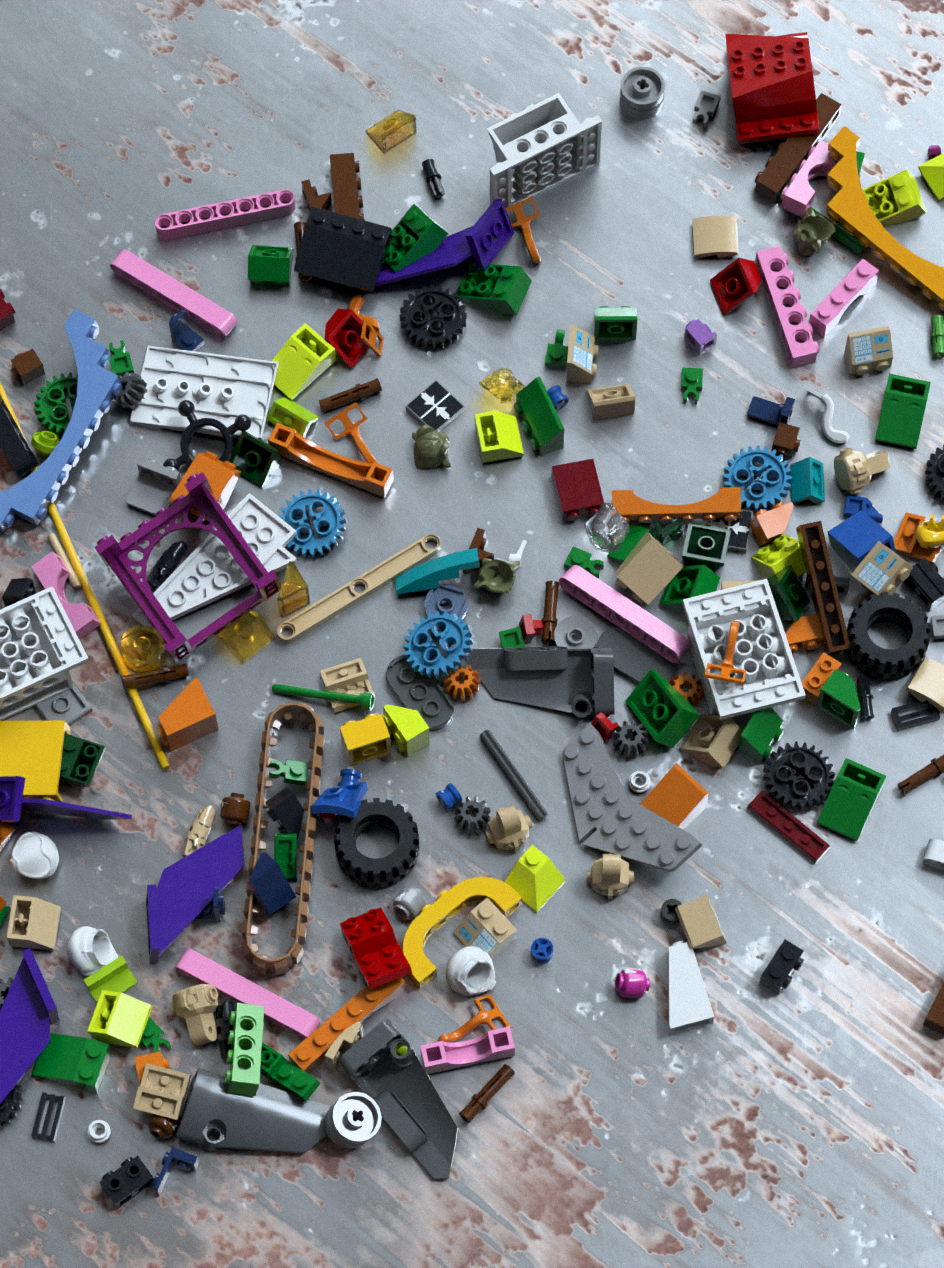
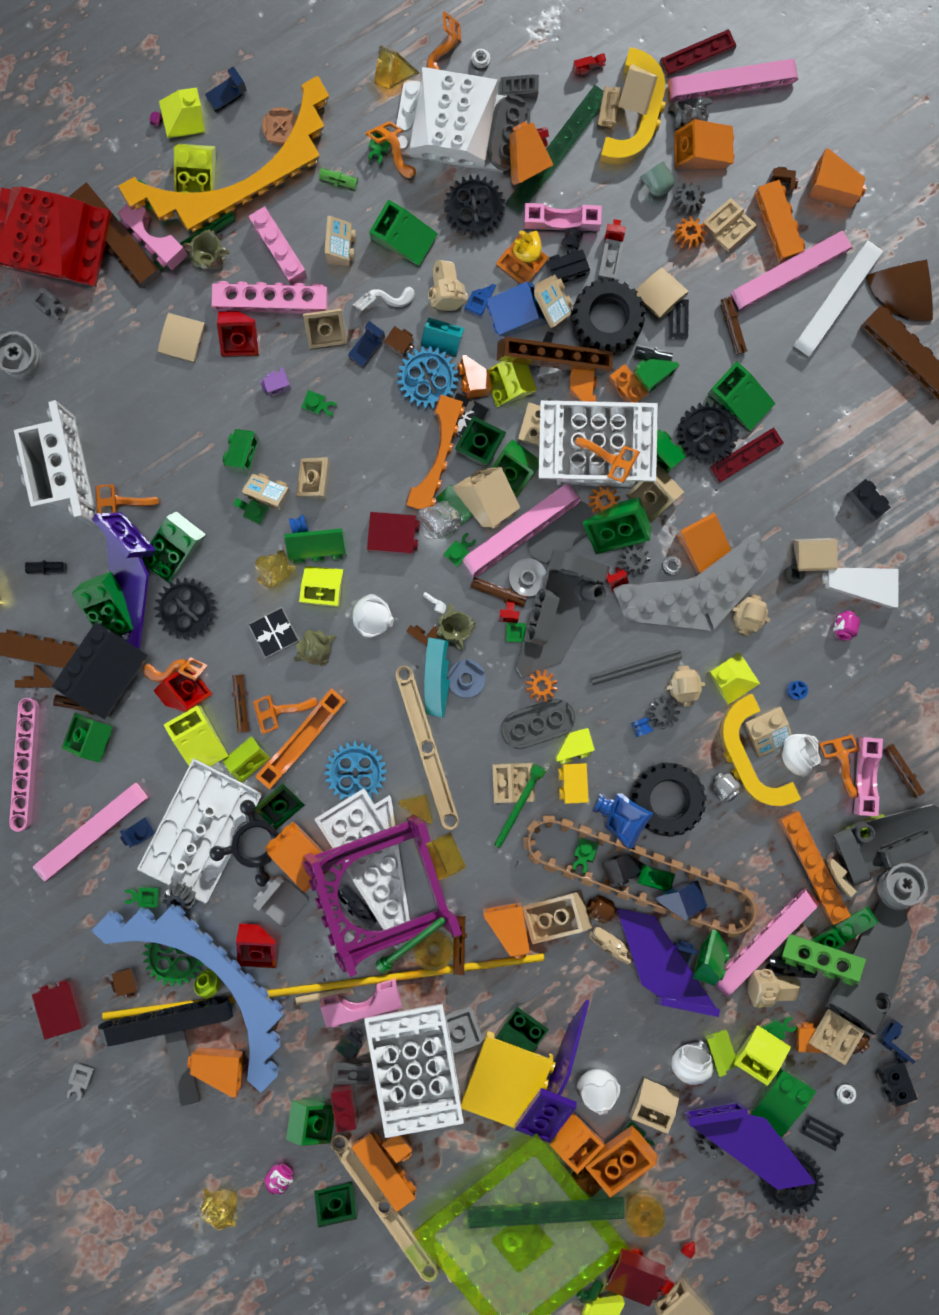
camera: 80 degrees left, 20 degrees up
(96, 476) = (255, 947): none -> red slope
(115, 609) = (385, 964): none -> green piece
(213, 933) = (711, 959): none -> green slope
(214, 767) = (557, 917): none -> tan slope
(375, 948) = (764, 827): red piece -> none
(420, 655) = (510, 713): dark azure gear -> none
(482, 489) = (372, 616): none -> white helmet
(670, 532) = (456, 465): clear green bracket -> none
(774, 366) = (325, 328): none -> tan slope
(788, 594) = (547, 387): dark green slope -> none

